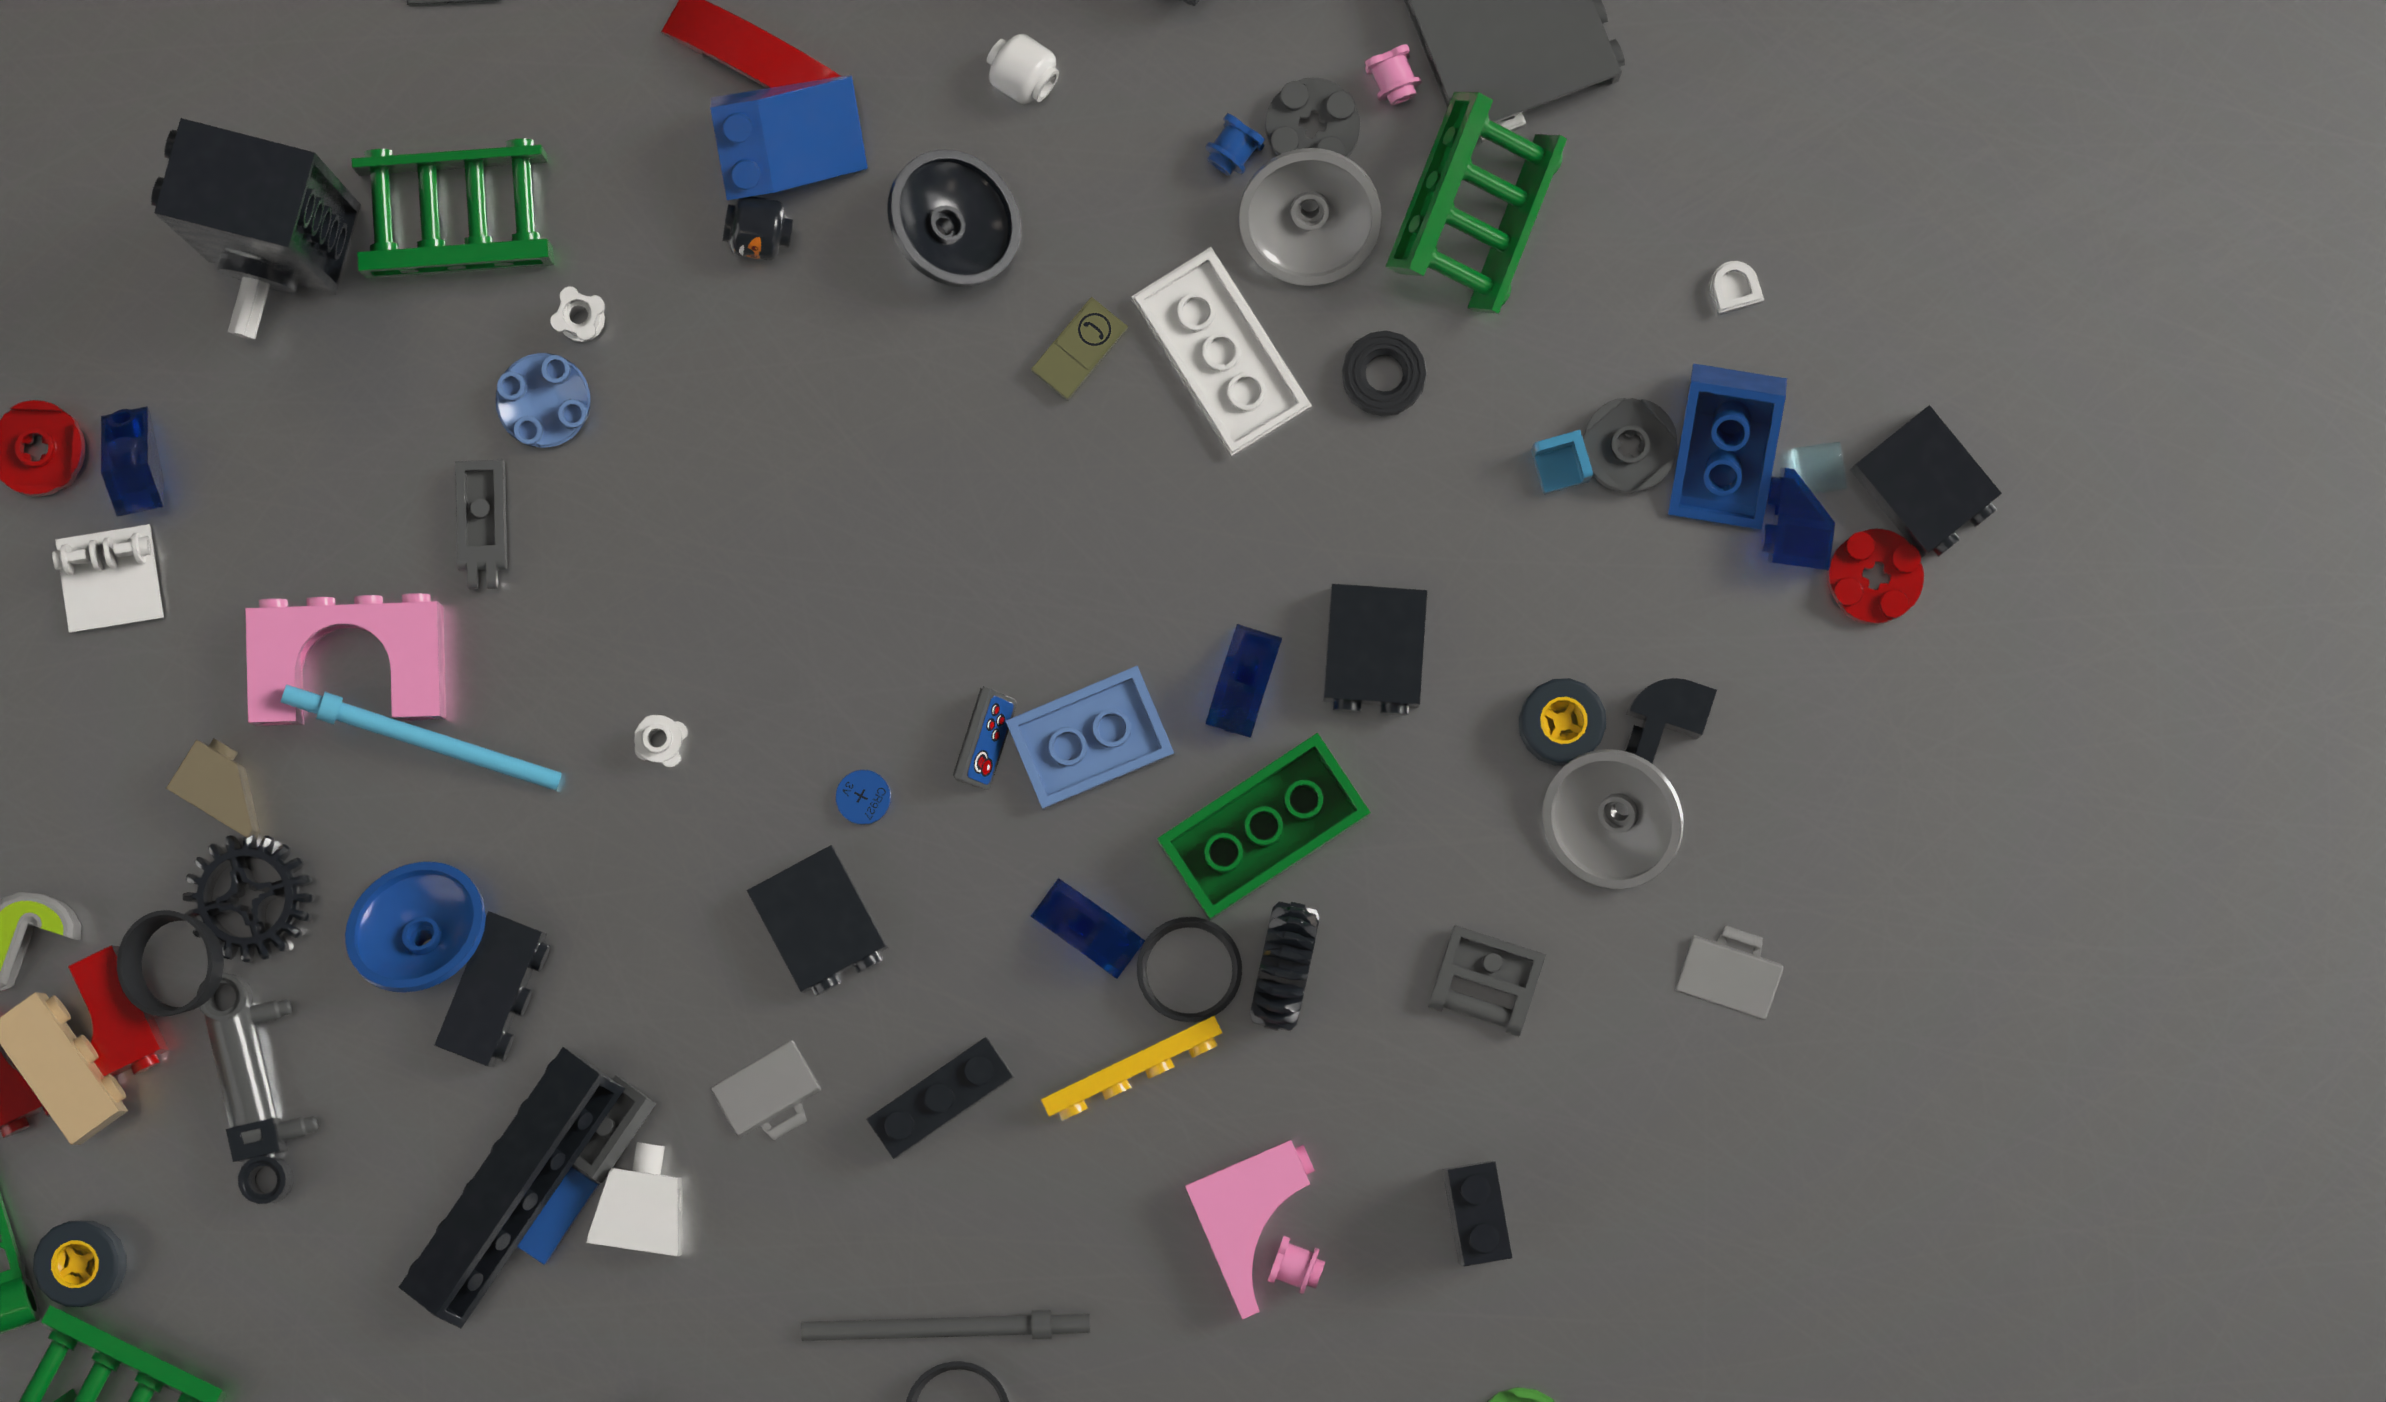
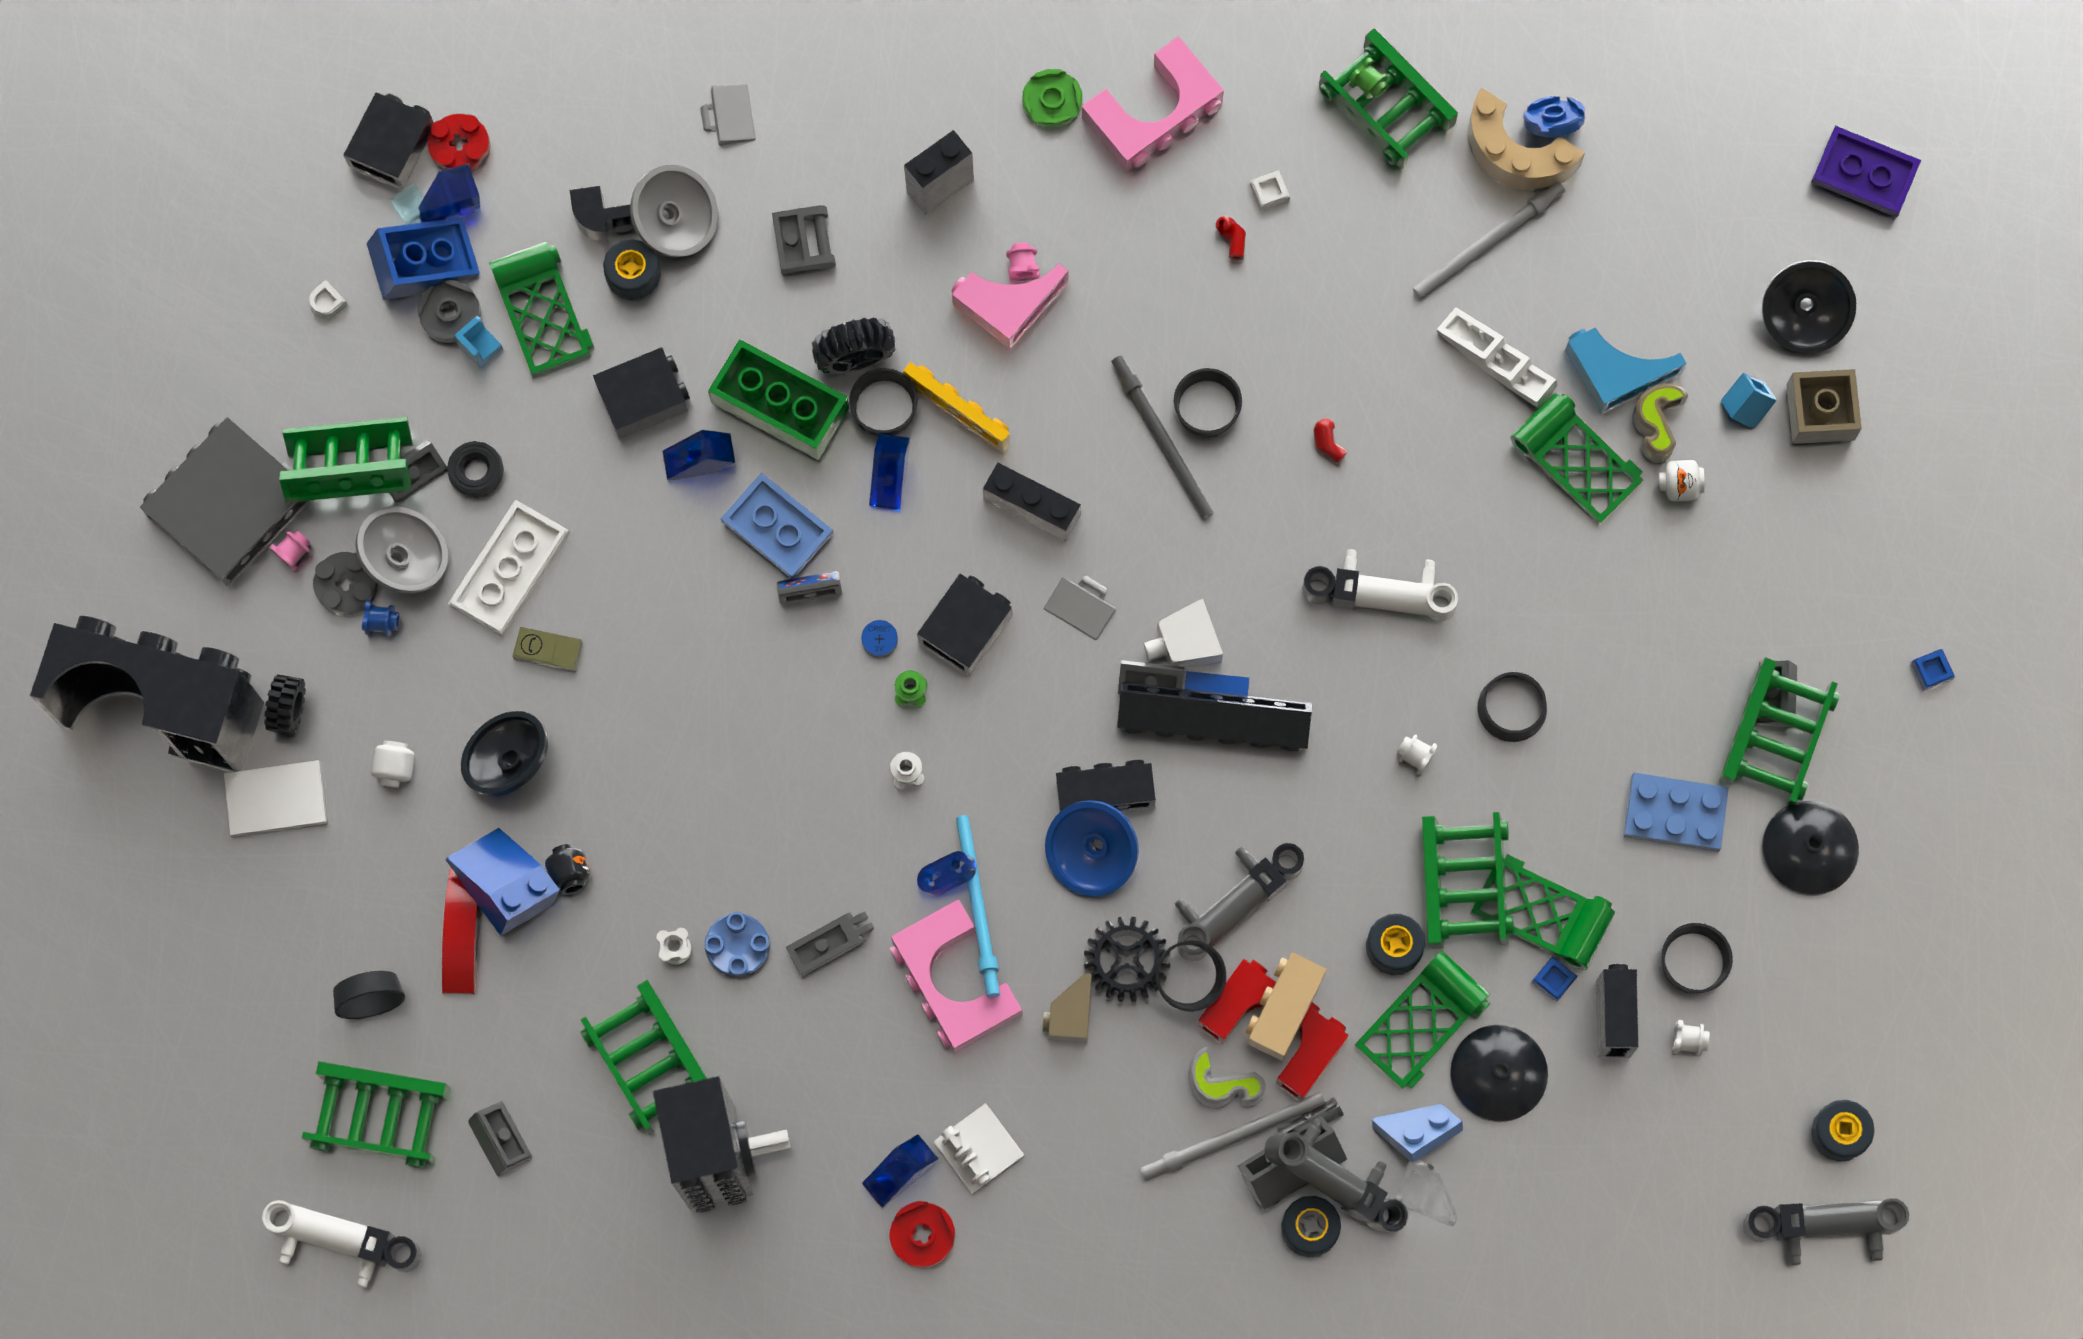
camera: 115 degrees left, 10 degrees down
(477, 717) = (947, 876): none -> clear blue beam
(773, 817) = (913, 696): none -> bright green brick
(1431, 301) = (423, 465): none -> dark grey slope
(1636, 573) = (530, 269): none -> green piece

